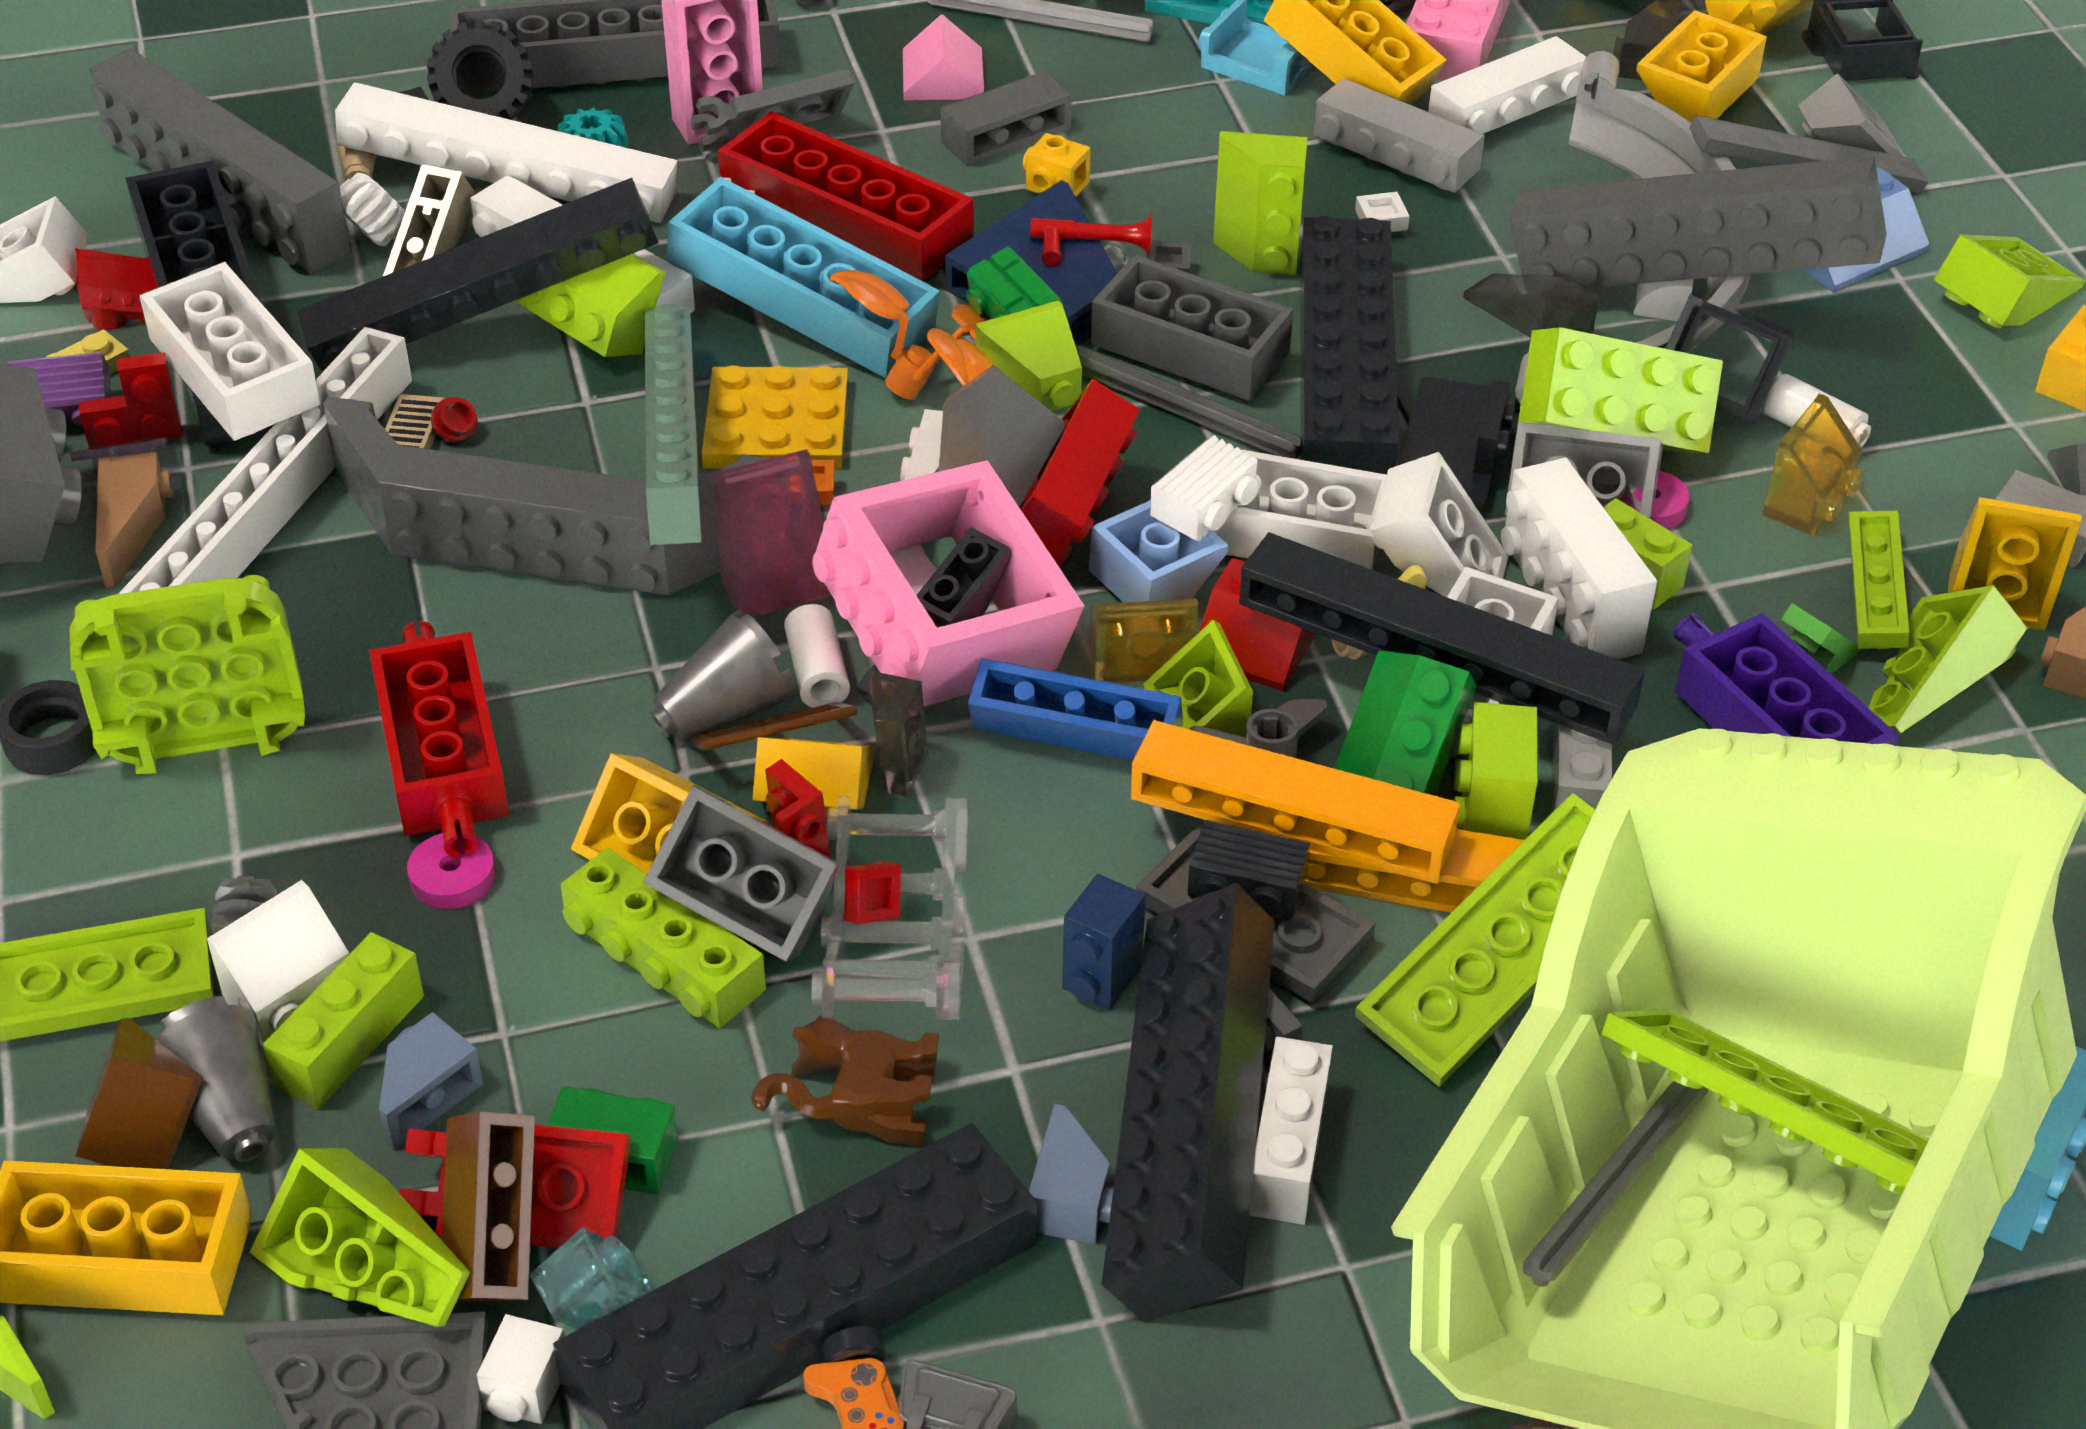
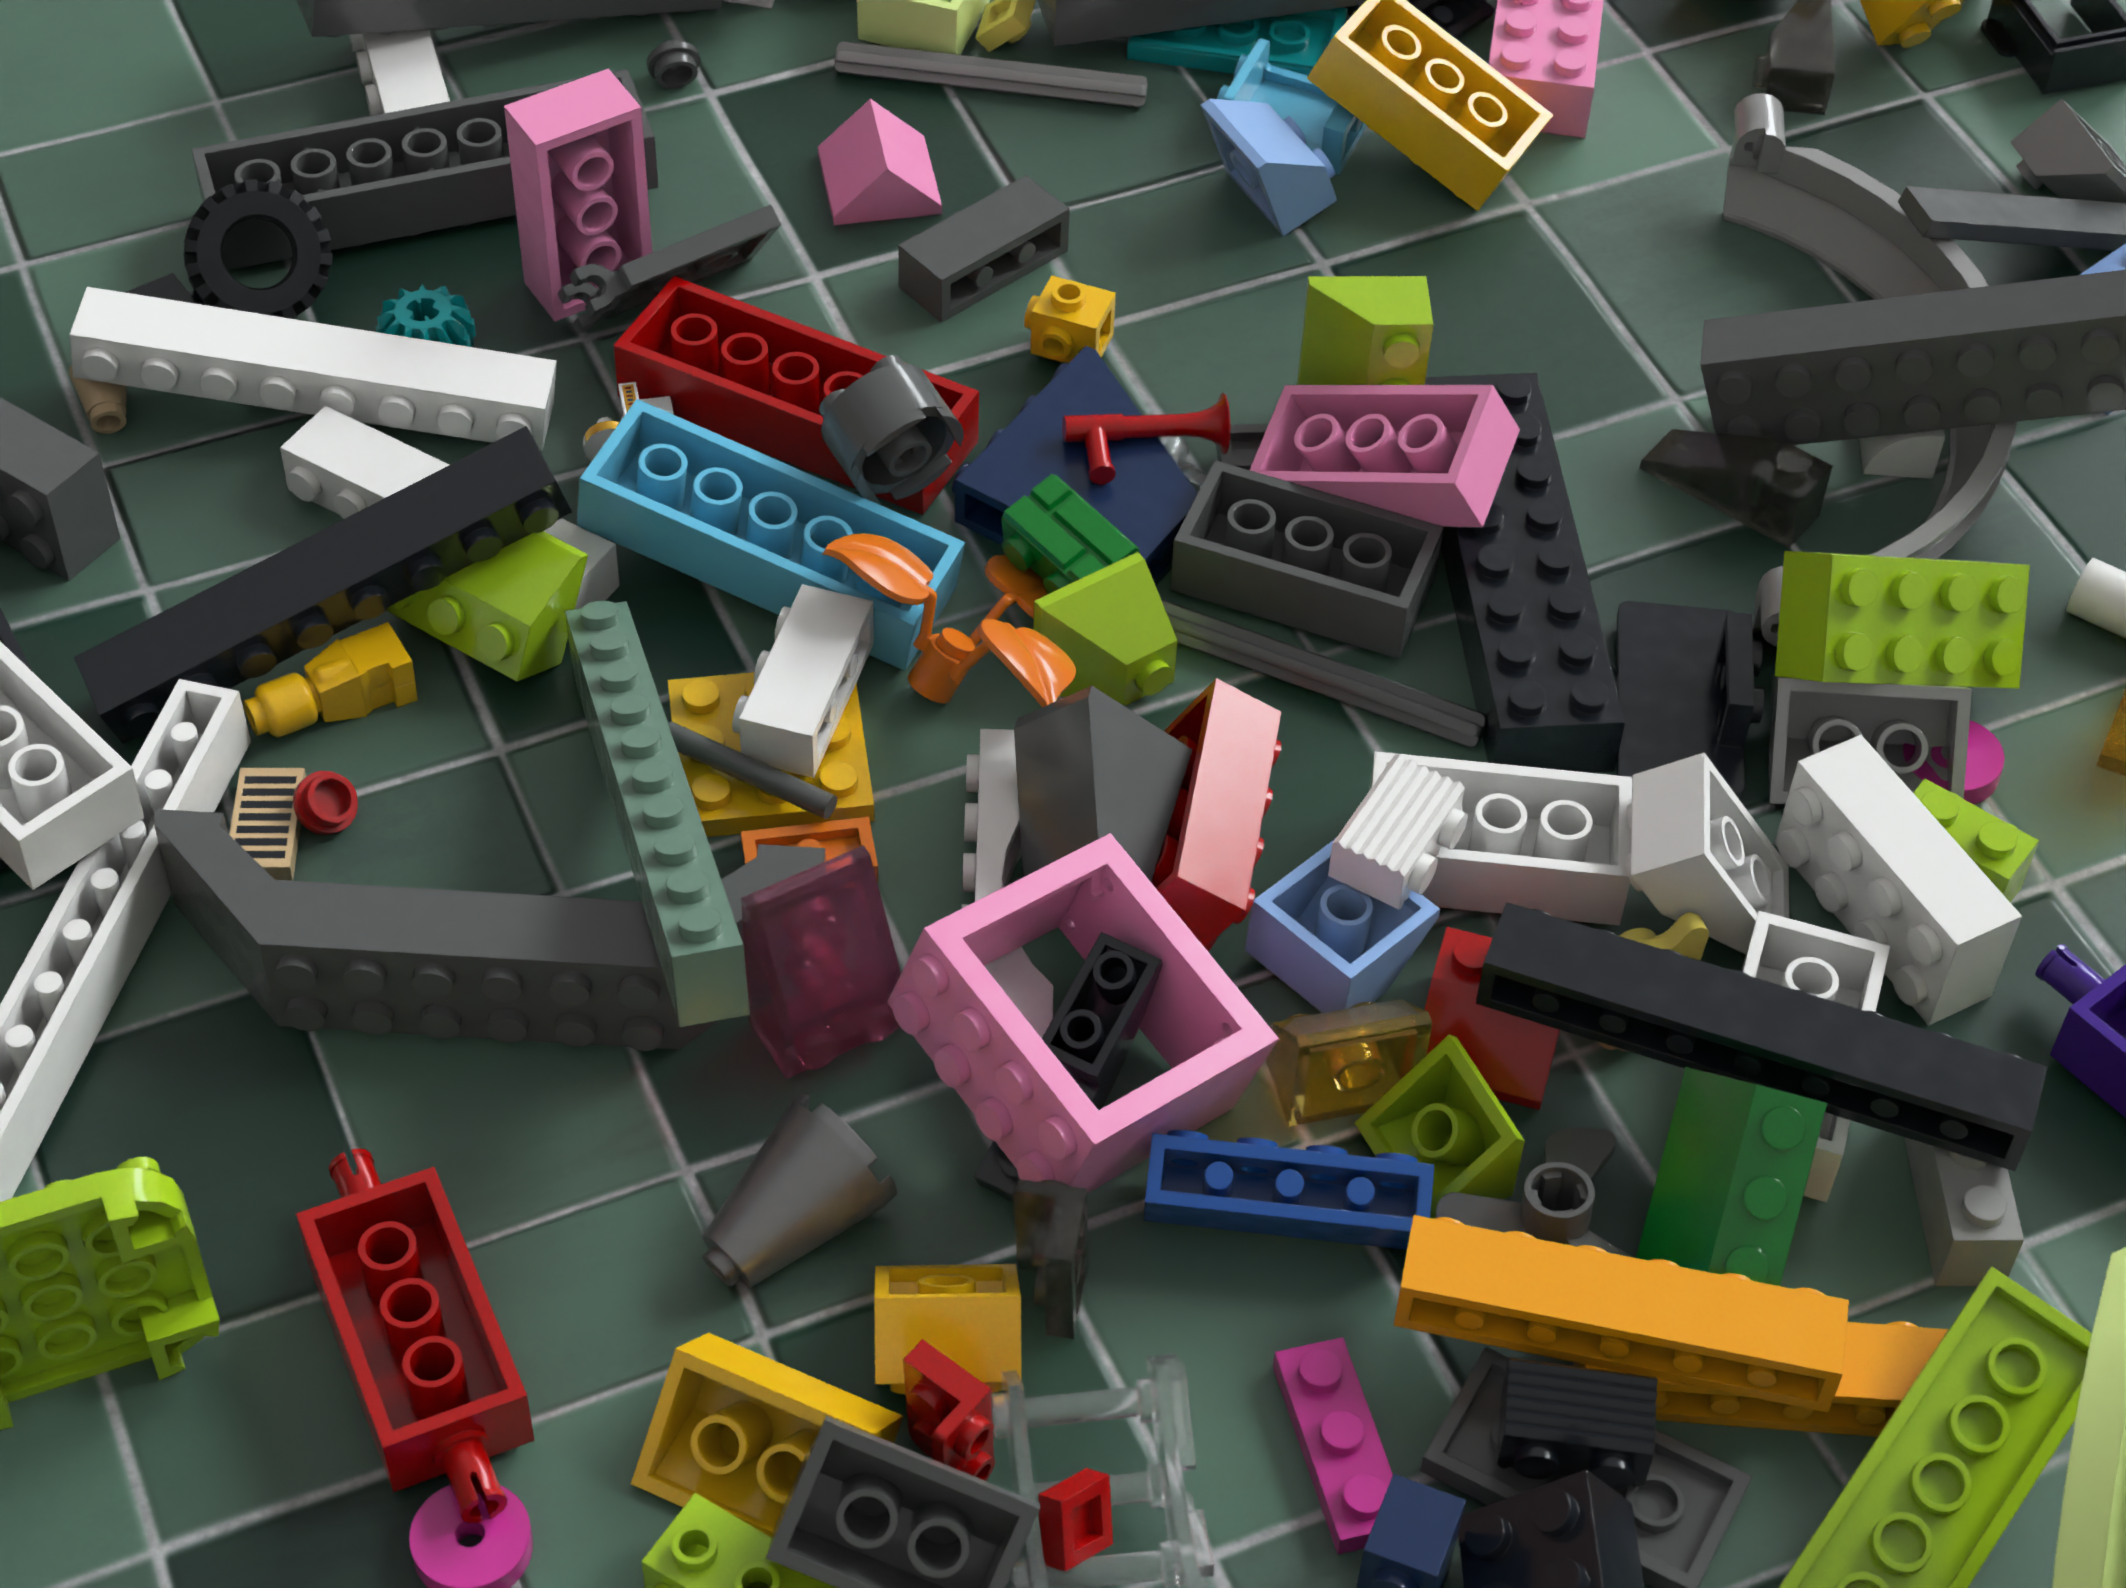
camera: 10 degrees left, 5 degrees up
(371, 209) = (145, 477): white gear -> none
(433, 217) = (228, 496): dark tan slope -> none
(481, 348) = (339, 684): none -> yellow piece
(752, 421) = (753, 772): none -> dark grey bar
(772, 725) = (866, 1248): reddish brown window -> none
(806, 368) = (805, 680): none -> white brick
(816, 655) = (910, 1134): white brick -> none
(896, 209) = (890, 430): none -> dark grey brick
(1075, 855) = (1335, 1437): none -> dark pink plate
(1229, 75) = (1271, 161): none -> light blue slope
(1269, 252) = (1394, 447): none -> bright pink brick
(1384, 207) = (1511, 349): white plate -> none
(1399, 135) = (1510, 231): light grey brick -> none
(1498, 770) = (1870, 1227): lime brick -> none
(1509, 86) = (1635, 149): white brick -> none
(1702, 66) = (1878, 96): yellow slope -> none
(1780, 336) = (2048, 499): black piece -> none

